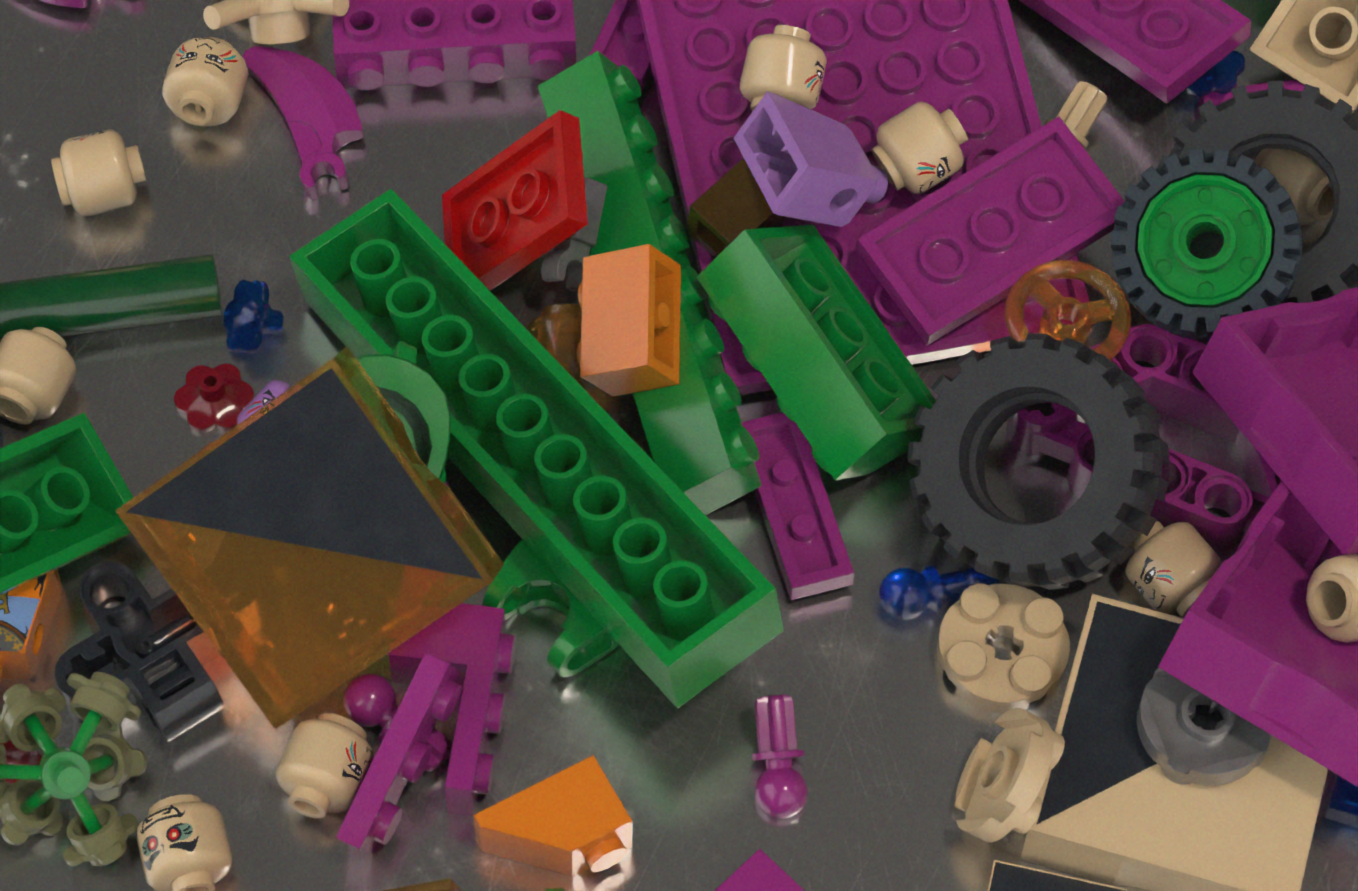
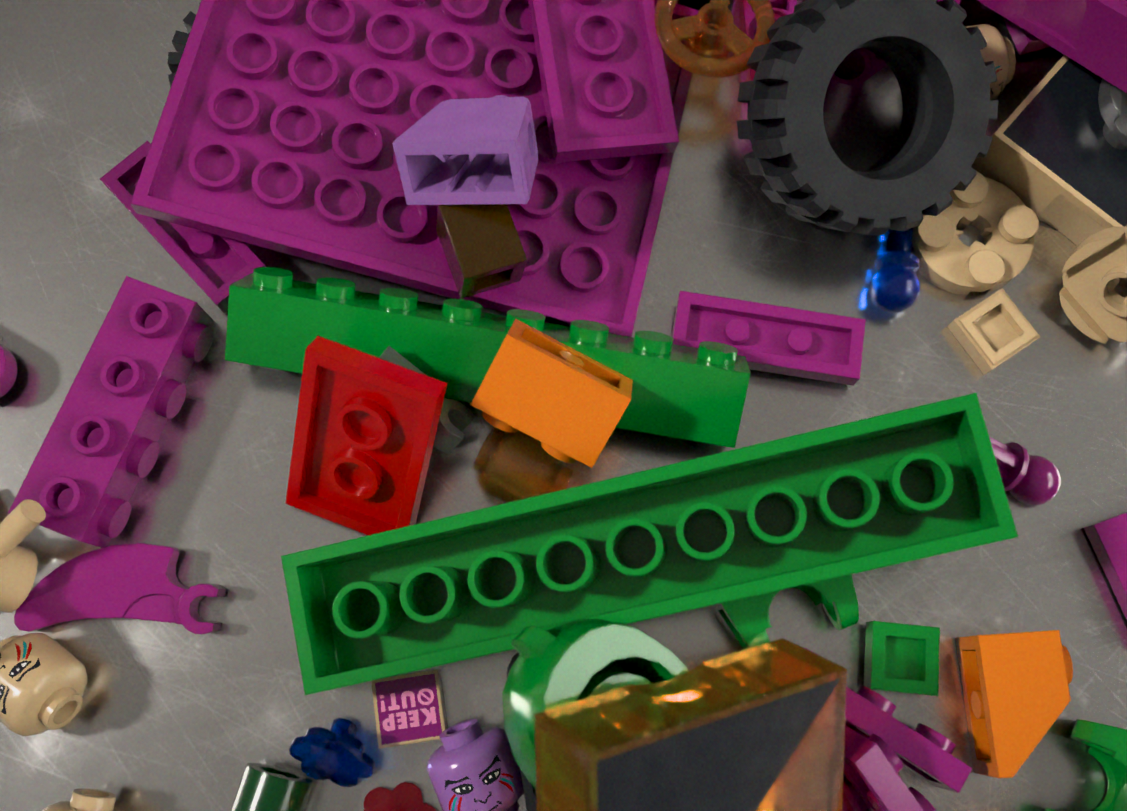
camera: 65 degrees left, 15 degrees up
(306, 351) = (409, 708): none -> tile
(547, 725) = (902, 658): none -> green plate
(785, 66) = (354, 127): tan head -> none
(818, 347) = (651, 240): green slope -> none
(913, 704) = (993, 331): none -> tan tile
(920, 147) = (491, 51): tan head -> none

